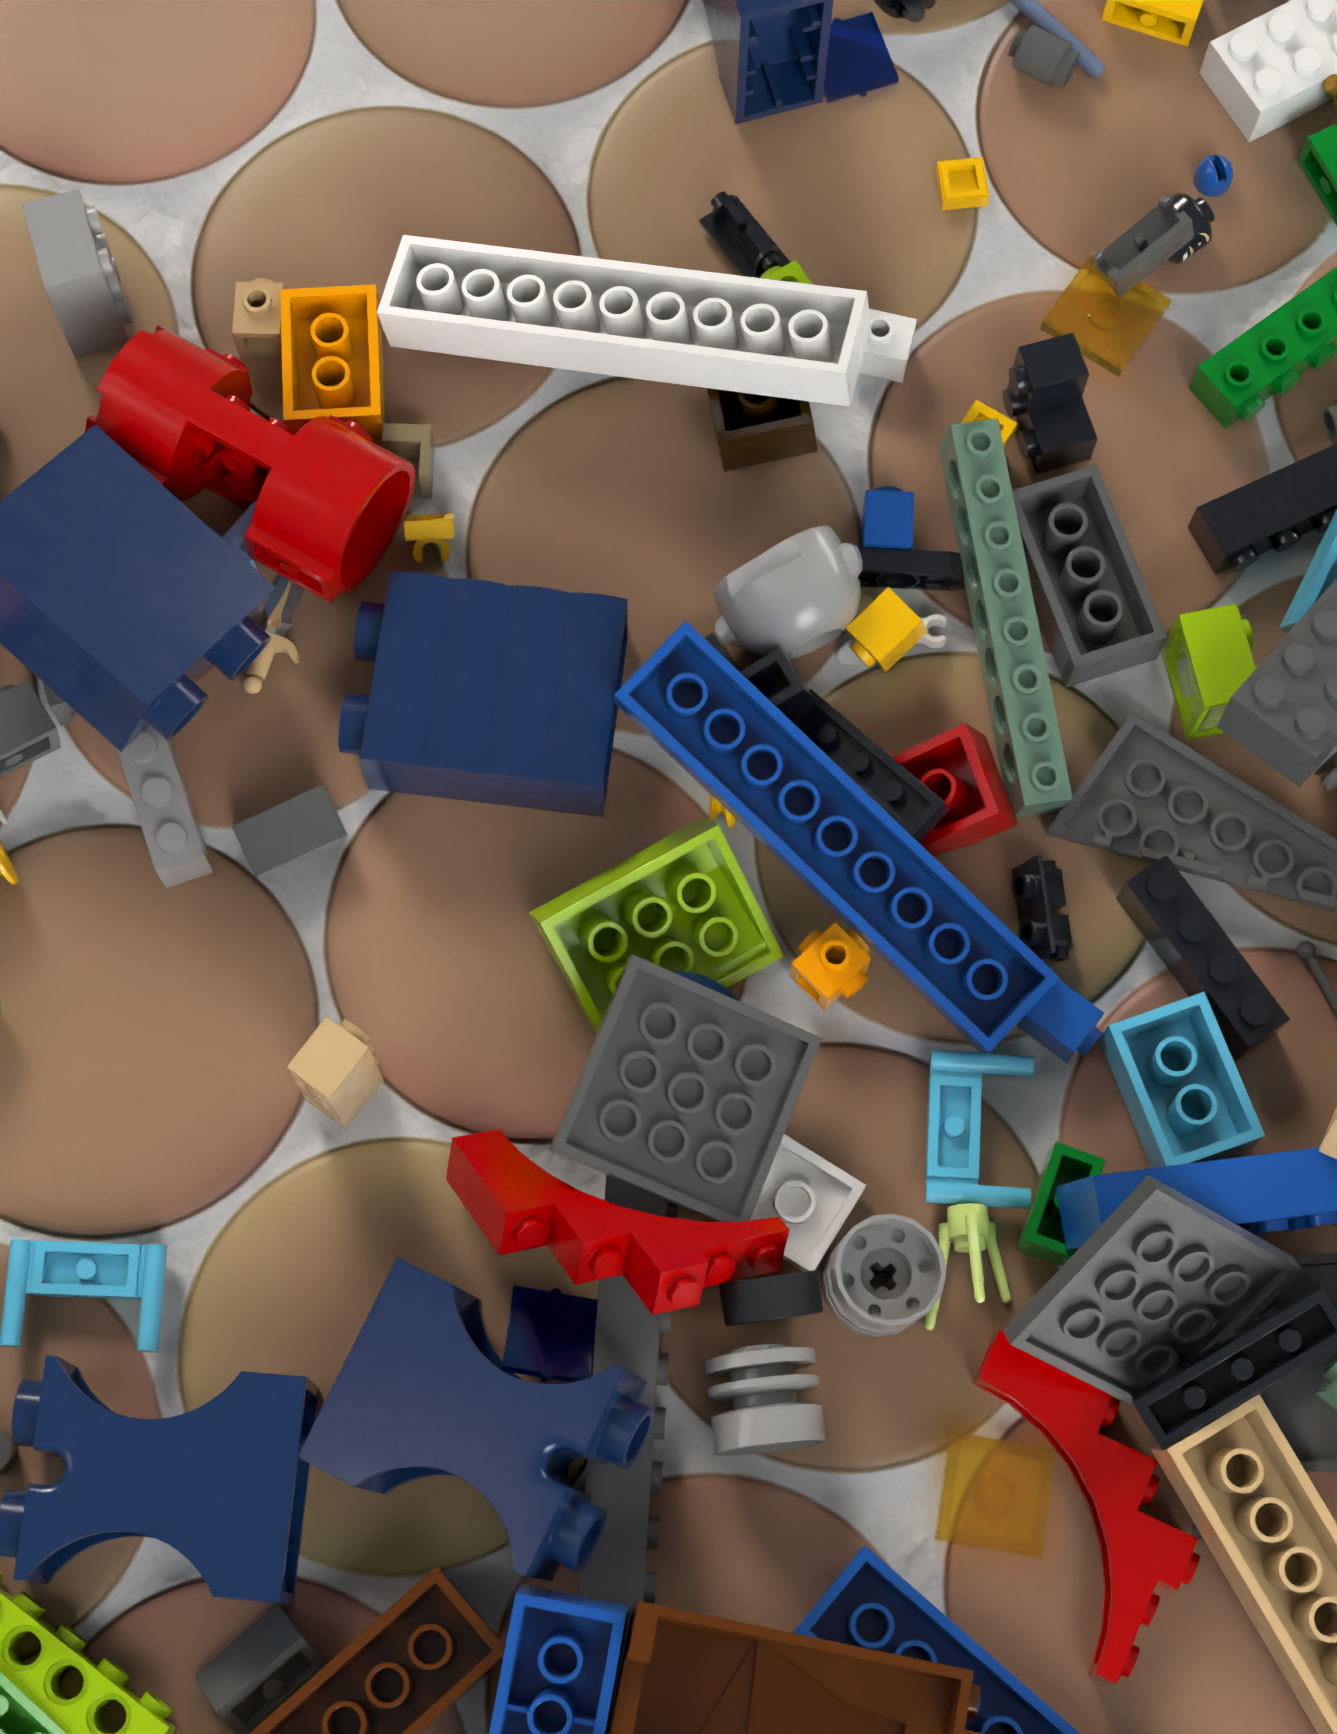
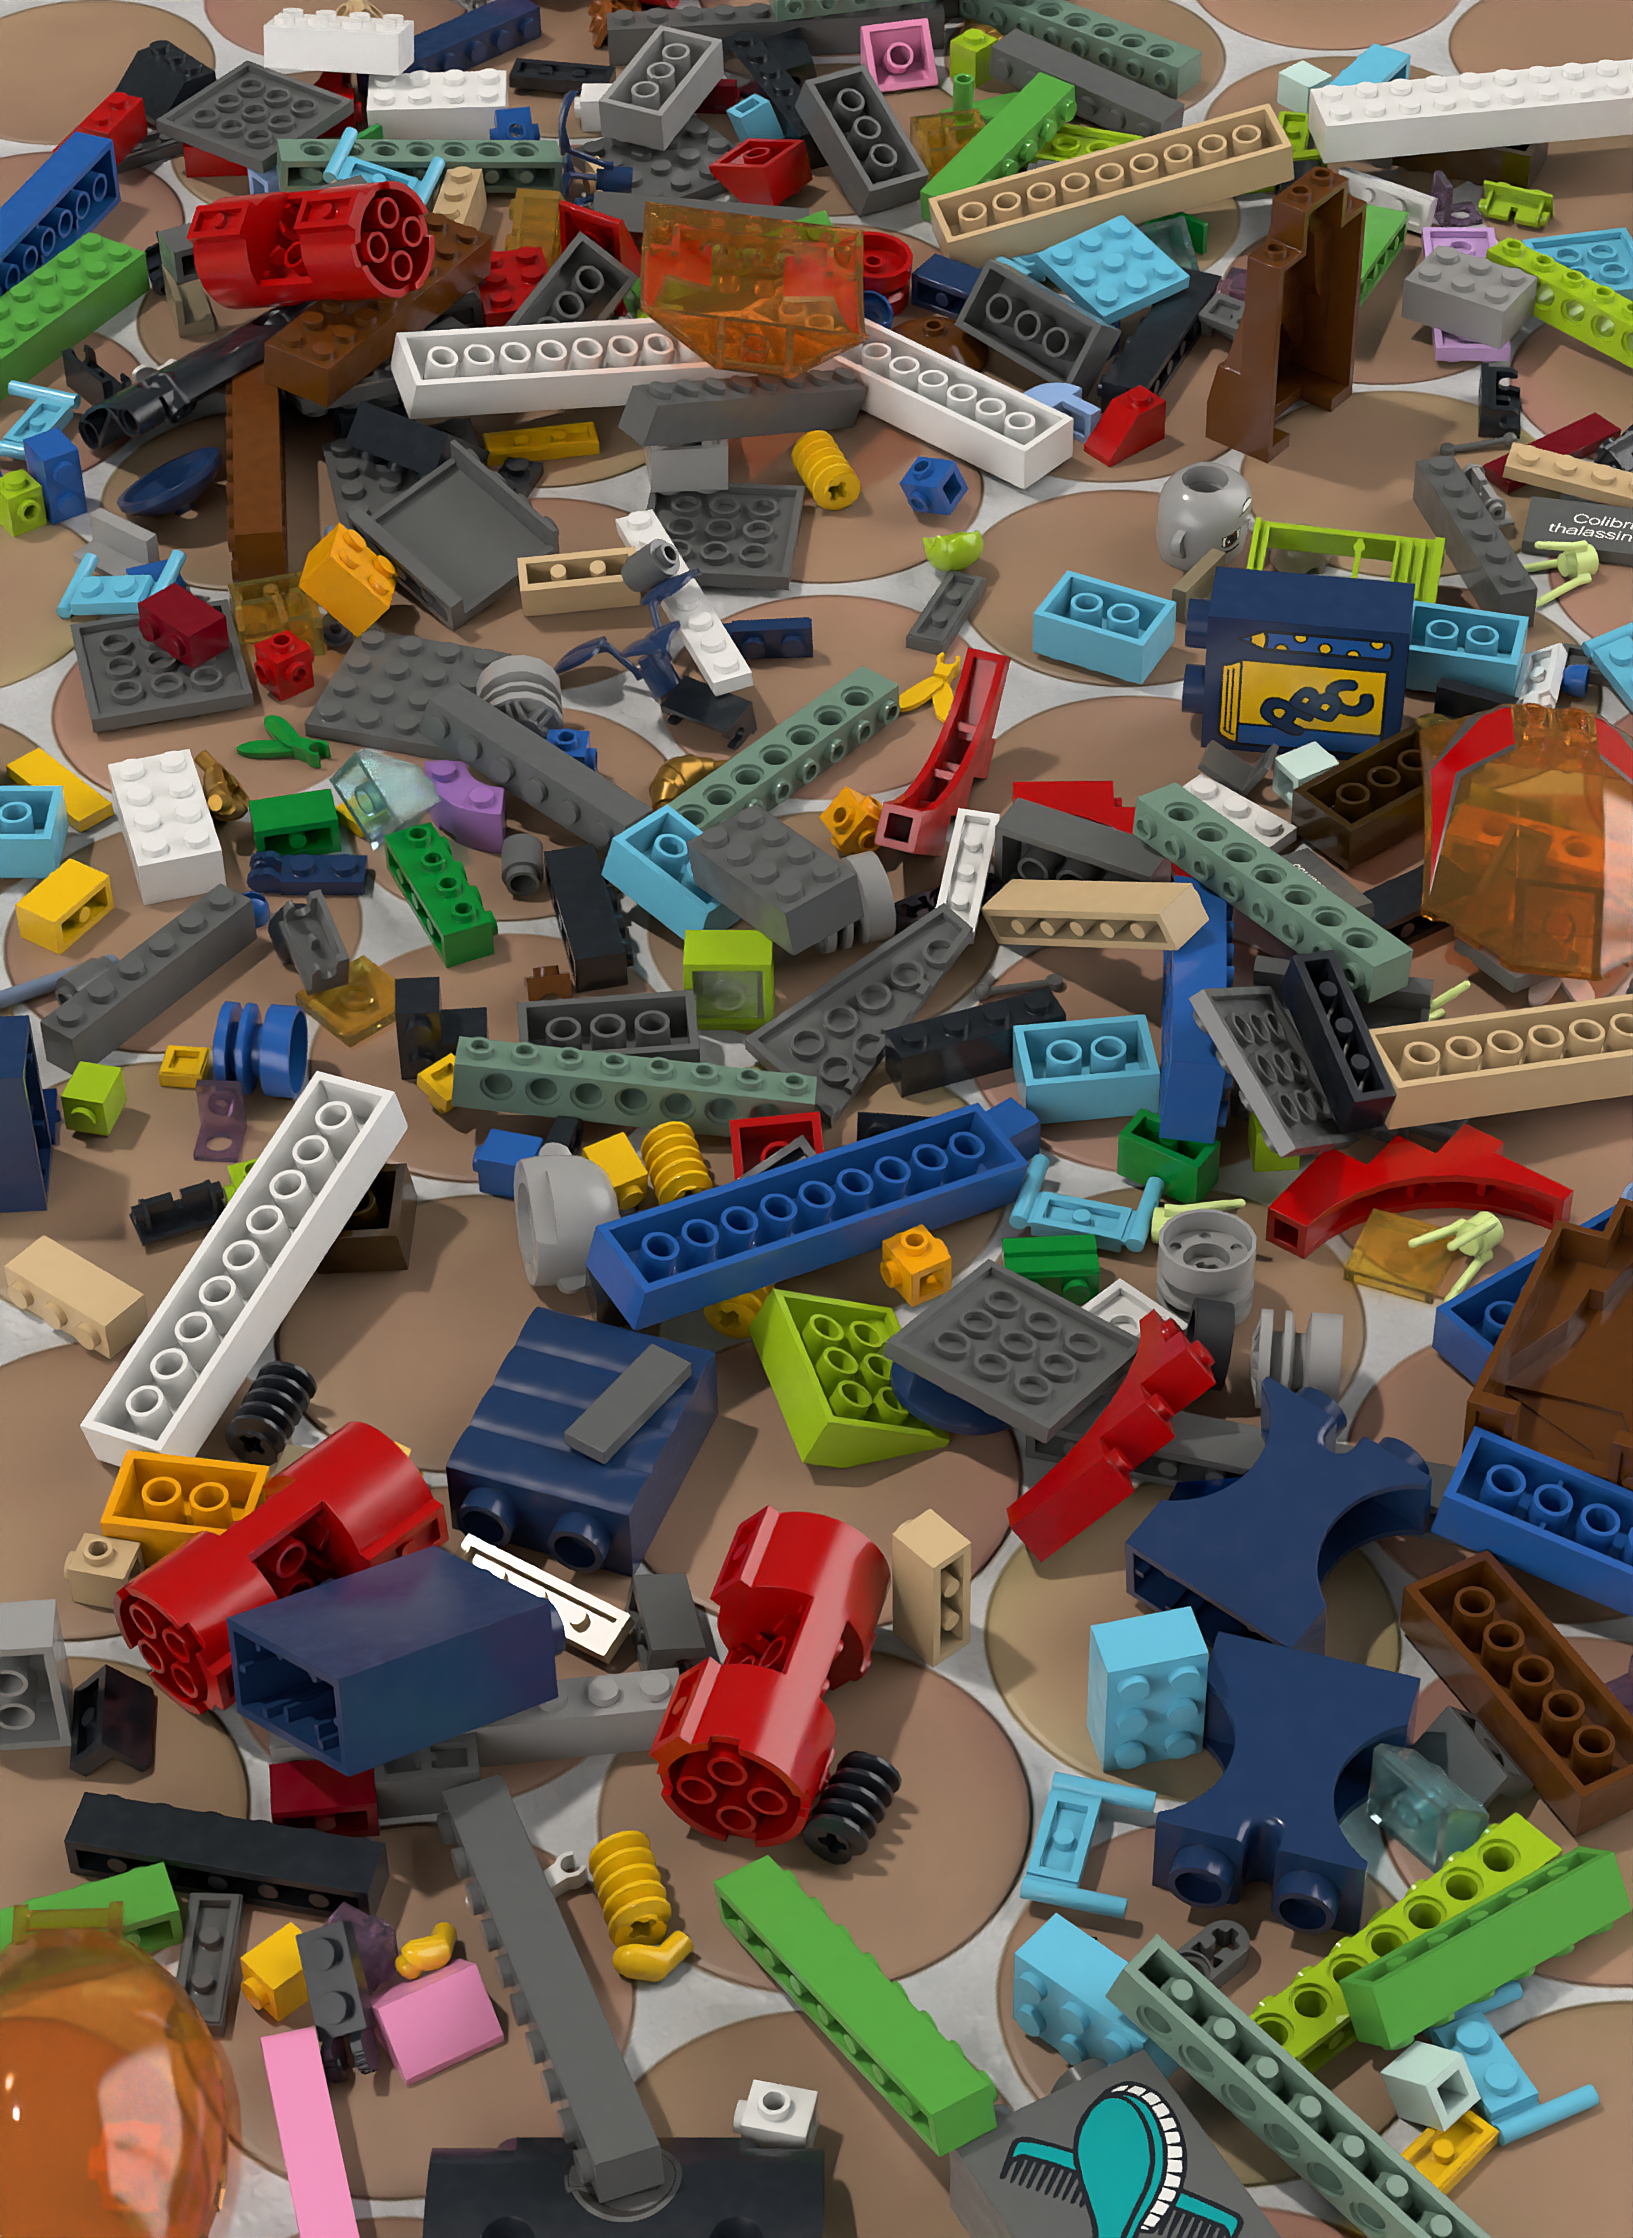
camera: 75 degrees left, 30 degrees down
(71, 381) = (111, 1721): none -> black panel
(90, 1061) = (851, 1807): none -> black piece
(111, 943) = (752, 1737): none -> red cylinder
(173, 1634) = (1422, 1806): none -> clear light blue slope
(236, 1314) = (1147, 1689): none -> medium azure brick
(301, 708) = (587, 1621): none -> plate
(487, 400) = (270, 1412): none -> black piece
(494, 719) = (627, 1403): none -> dark grey tile
(603, 182) = (76, 1297): none -> tan brick
(863, 1108) = (1056, 1263): none -> green brick
(870, 112) = (94, 1098): none -> lime brick
(888, 237) = (220, 1116): none -> bracket
(914, 688) = (674, 1162): none -> yellow piece
(971, 240) = (269, 1049): none -> blue wheel
(1030, 1576) = (1473, 1238): none -> yellowish green plant
(1065, 109) = (149, 979): none -> dark grey brick
(1170, 491) = (548, 980): none -> reddish brown bracket
(1288, 215) = (306, 873): none -> dark blue hinge

